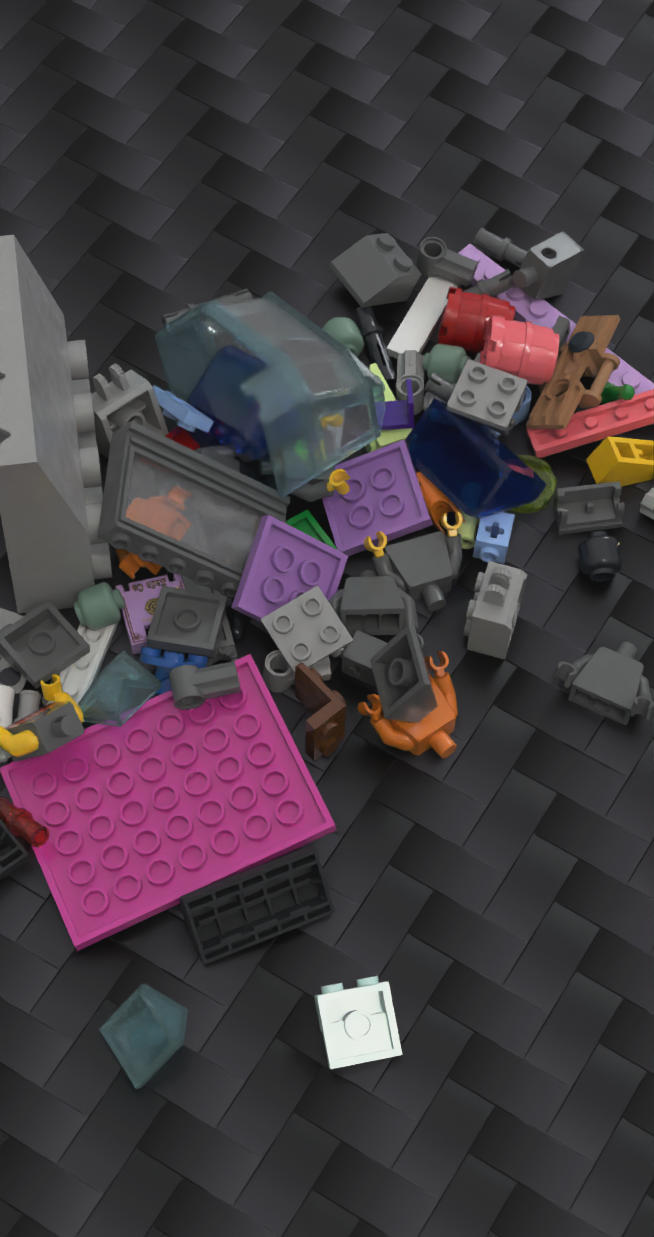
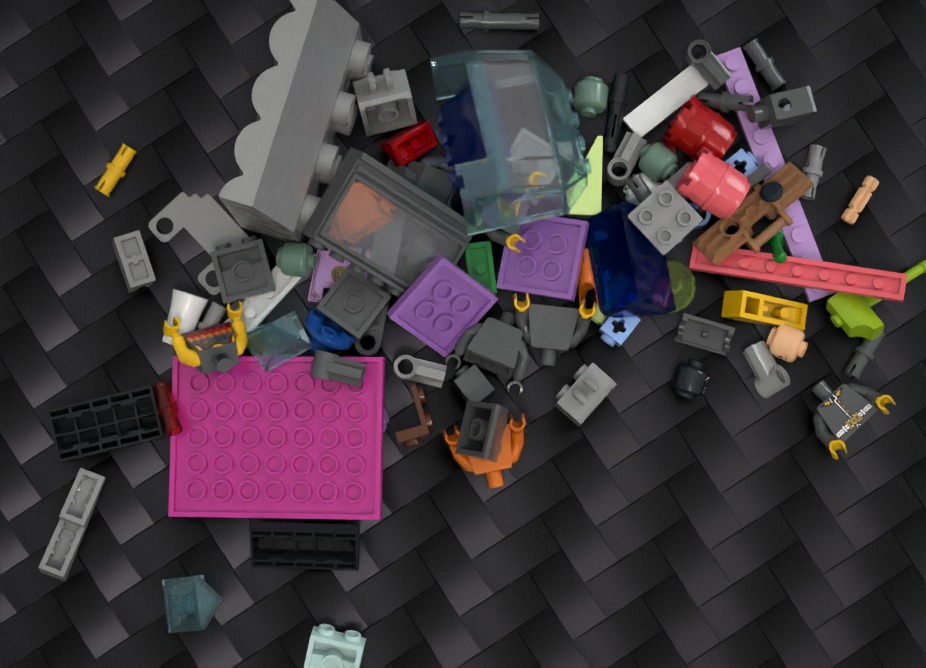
camera: 30 degrees right, 25 degrees up
(182, 412) = (428, 118): light blue plate -> none
(307, 629) = (434, 353): light grey hinge -> none
(376, 271) = (646, 46): dark grey slope -> none
(400, 413) = (594, 195): dark purple bracket -> none
(604, 306) = (813, 169): none -> light grey pin
(609, 683) = (641, 487): dark grey torso -> none

